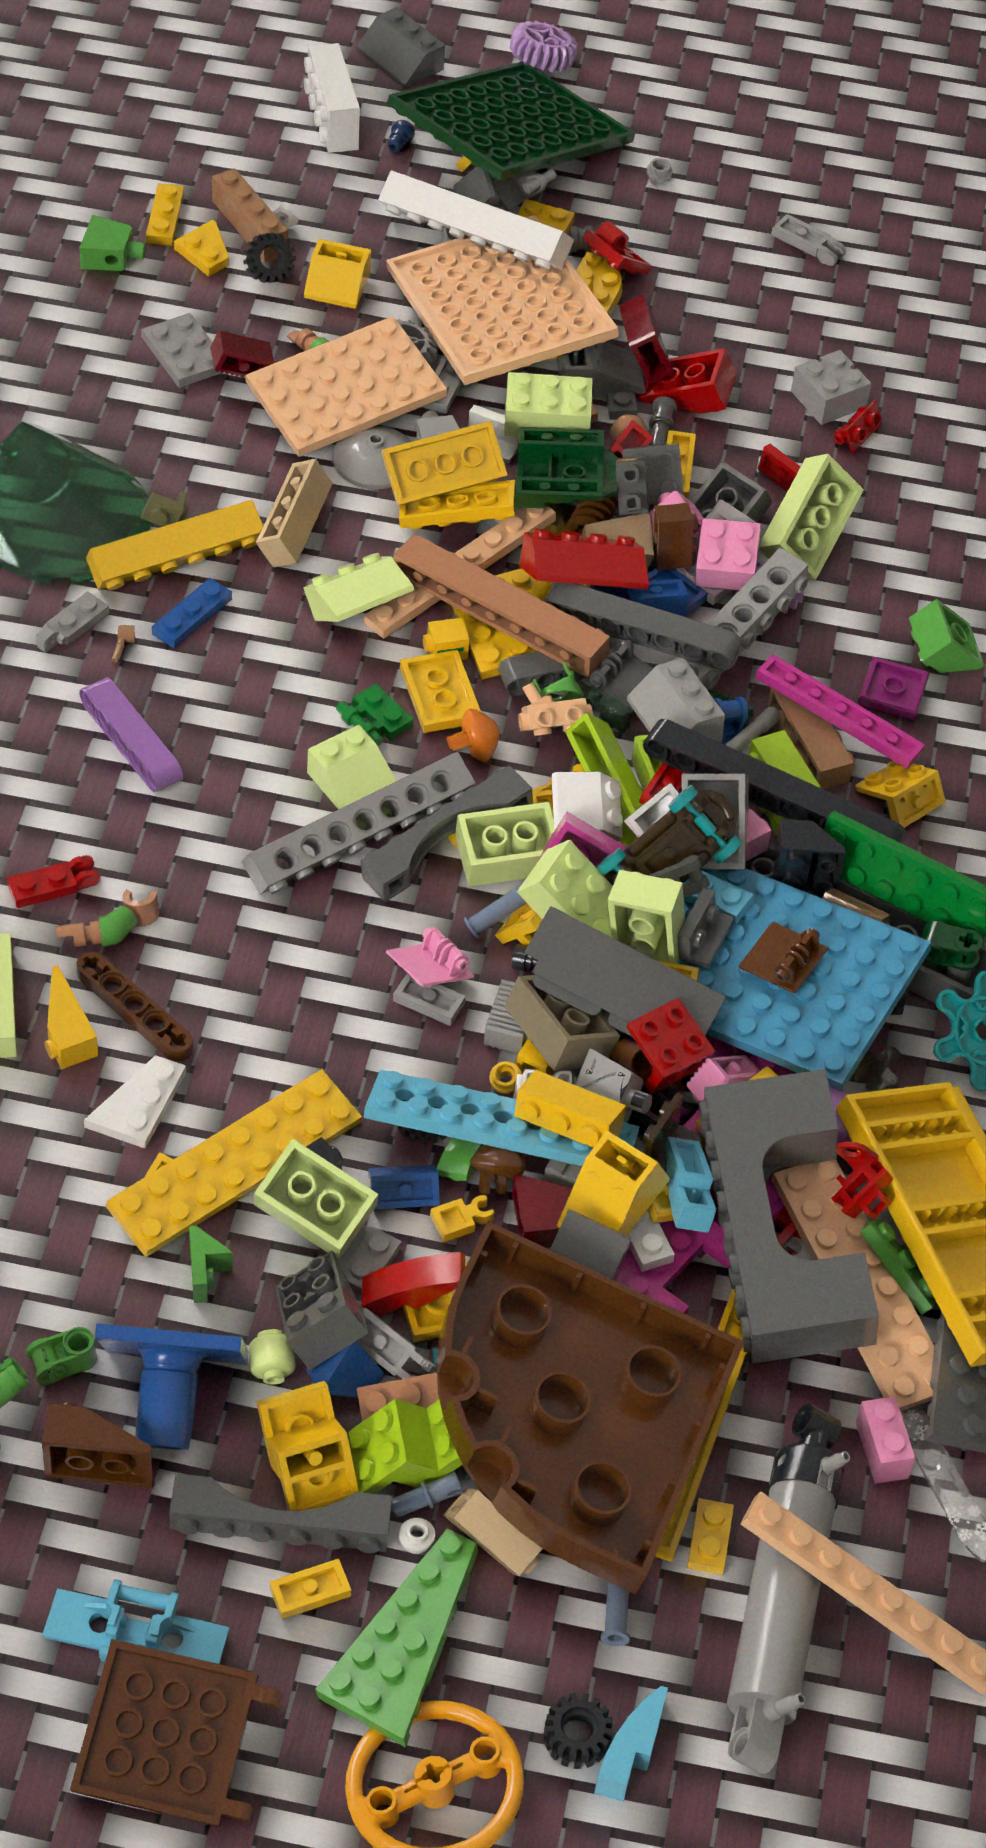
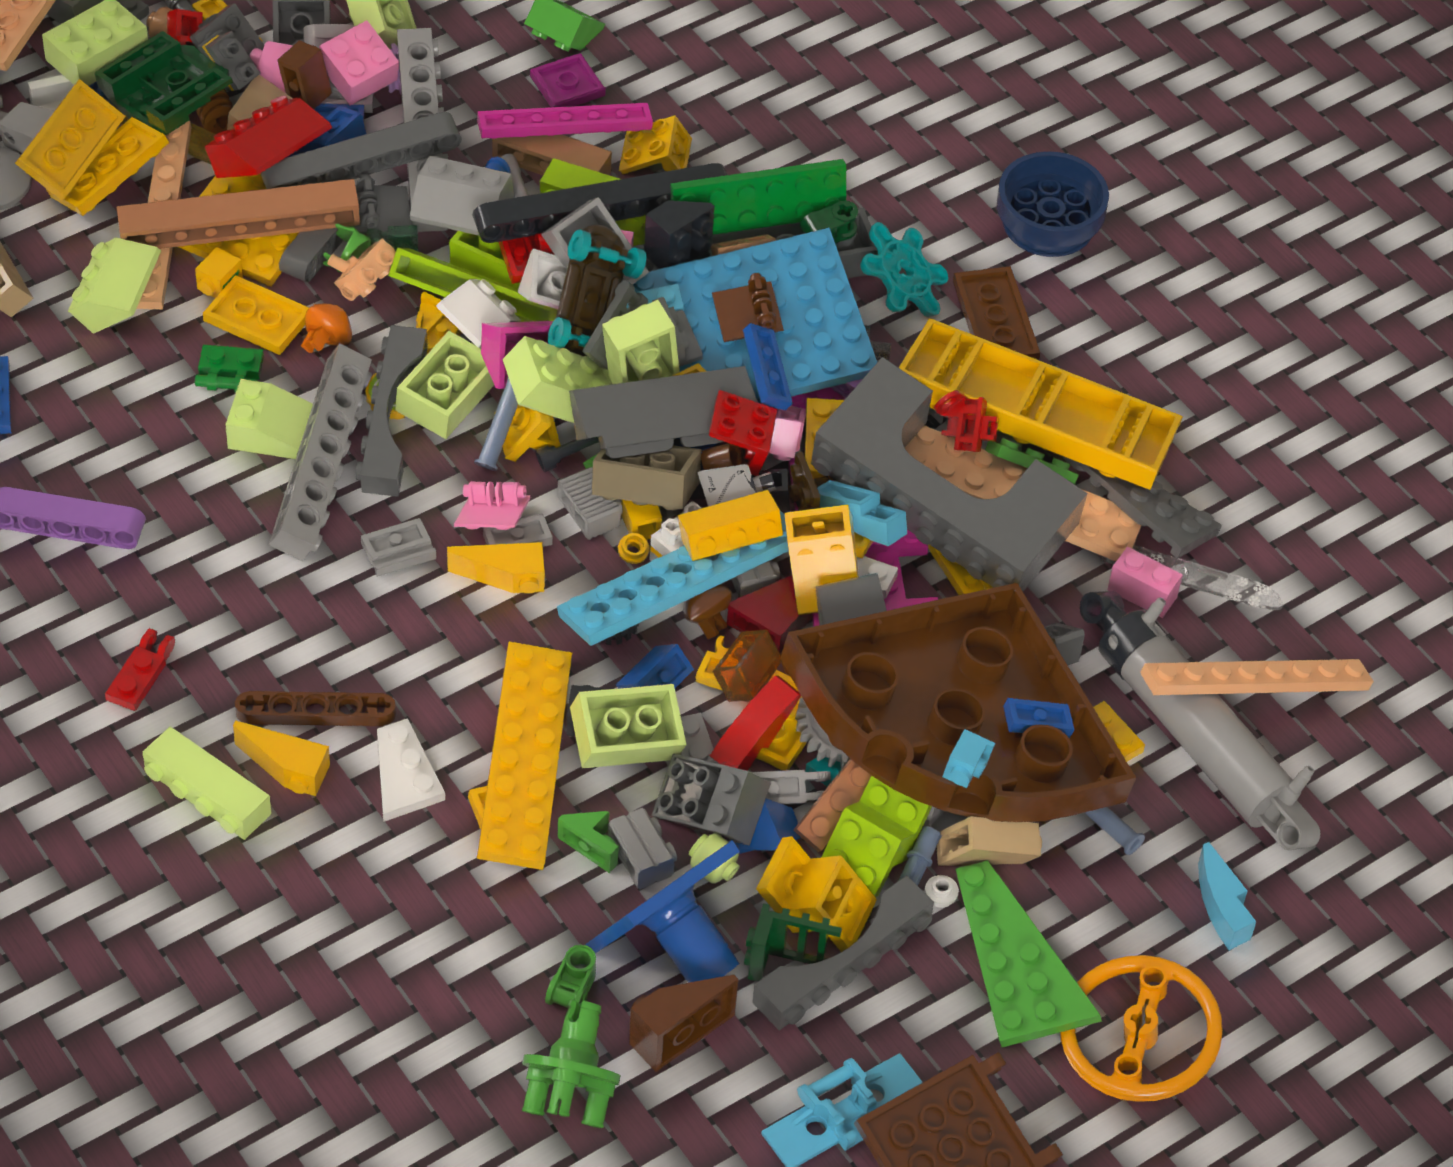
camera: 45 degrees left, 0 degrees up
(116, 925) = (232, 665): nougat piece -> none
(226, 1447) = (771, 935): none -> dark green plate
(231, 1301) = (642, 848): none -> light grey brick
(310, 1588) = (919, 983): yellow plate -> none
(332, 937) = (398, 547): none -> light grey plate
(394, 1016) = (503, 566): none -> yellow slope
(456, 1159) = (674, 626): bright green slope -> none
(462, 1228) = (747, 665): none -> clear orange brick
(501, 1435) = (968, 758): none -> medium azure brick
(578, 1710) = (1182, 903): black tyre -> none
(640, 1466) = (1026, 713): none -> blue plate
(744, 1011) = (767, 367): none -> blue plate
(750, 1428) = (1067, 640): none -> dark grey slope

